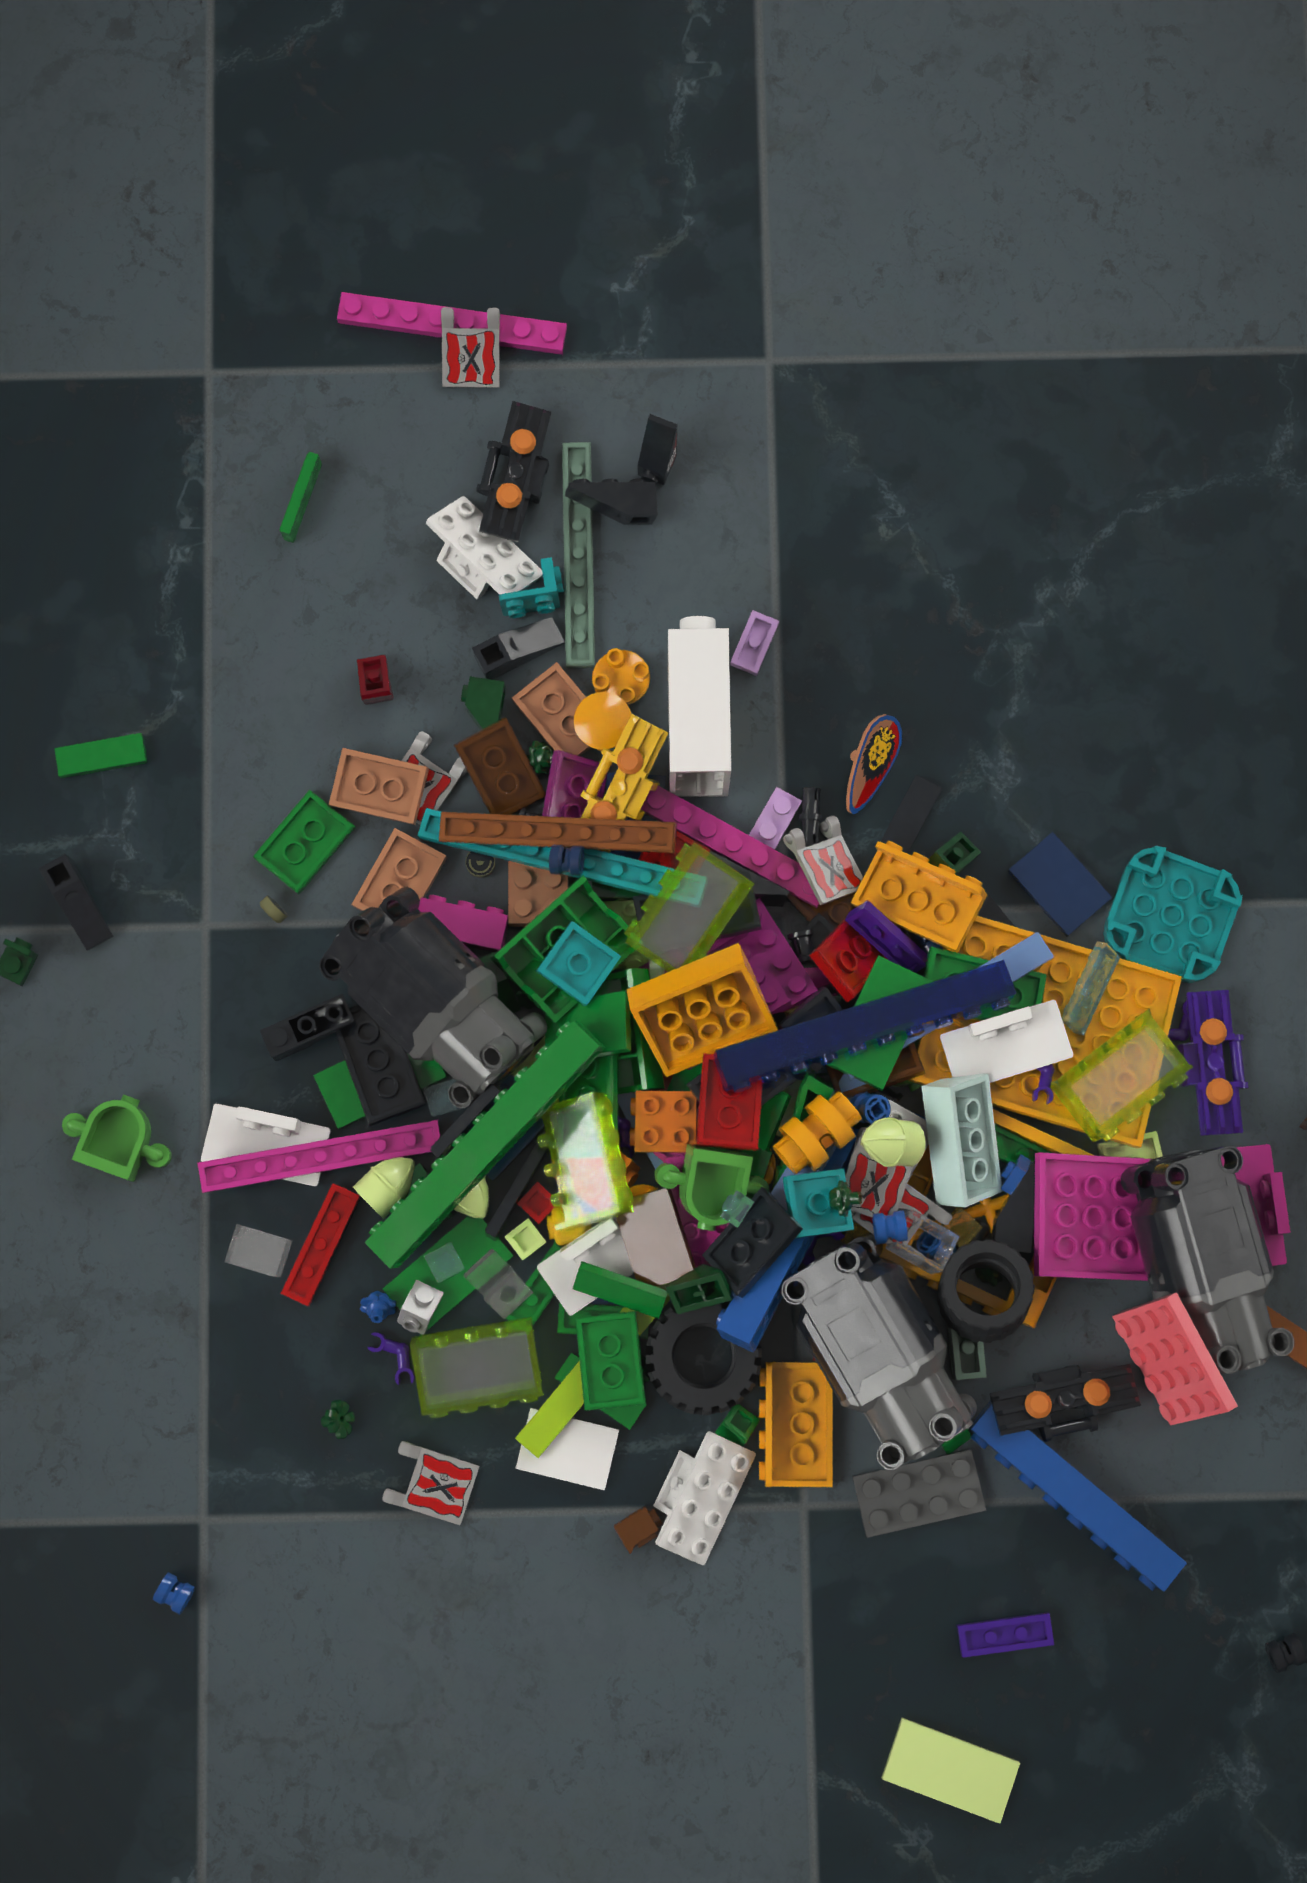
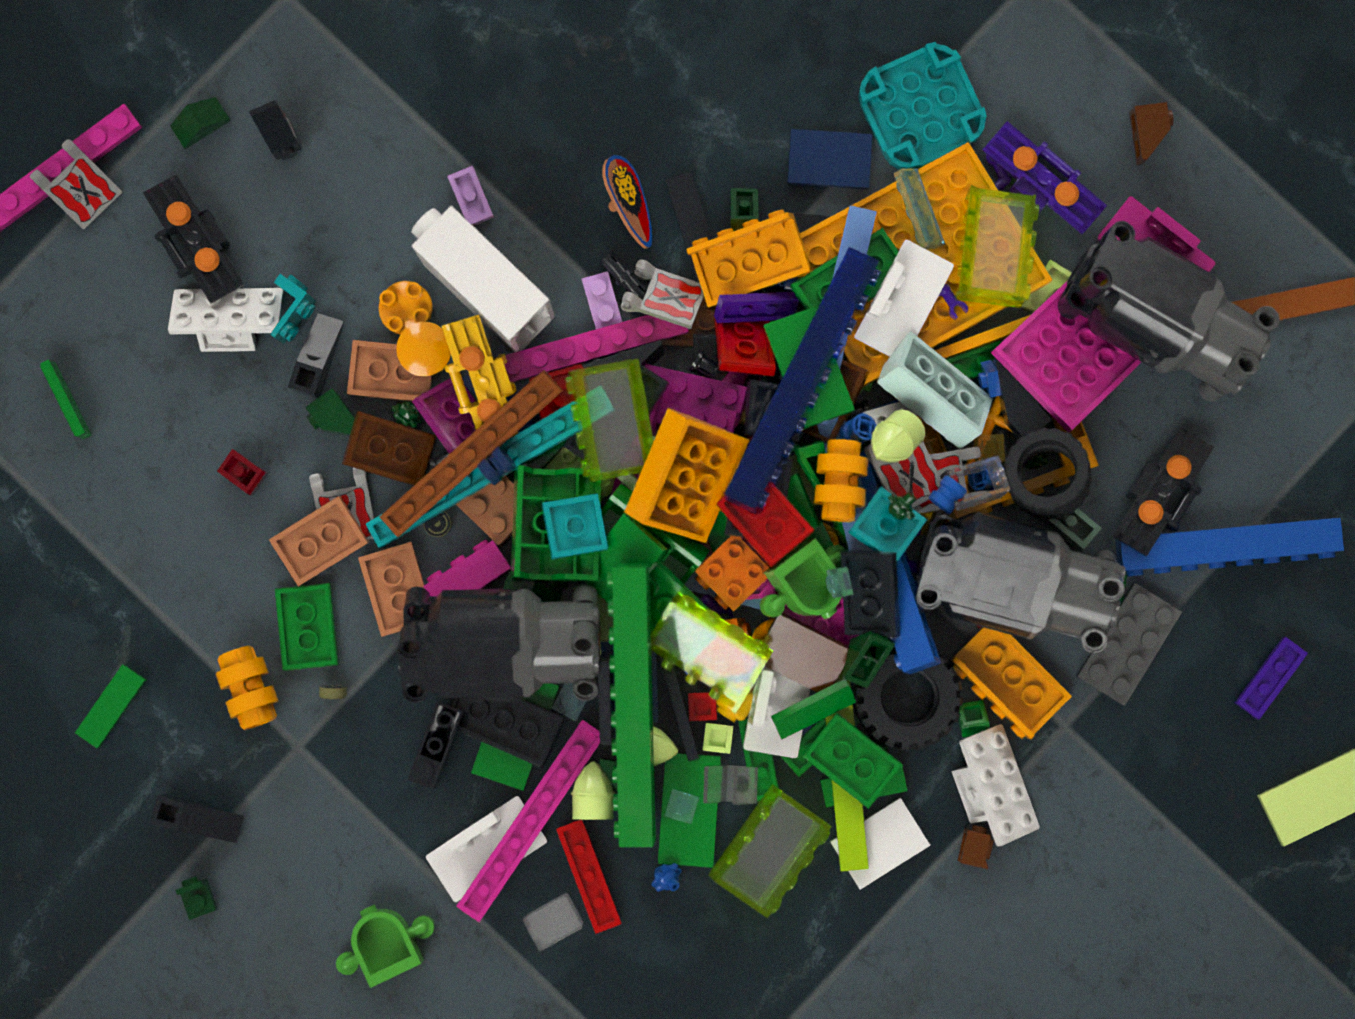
camera: 45 degrees left, 5 degrees up
(219, 829) = (241, 668): none -> light orange piece
(338, 1419) = (715, 974): dark green plant -> none
(402, 1352) = (709, 890): dark purple arm -> none
(419, 1307) = (695, 851): light grey bracket -> none
(437, 1486) = (820, 950): flag -> none
(578, 561) = (292, 253): sand green tile -> none
(608, 390) = (198, 121): none -> dark green slope
(622, 501) = (287, 188): black slope -> none
(1174, 1360) = (1209, 397): coral plate -> none

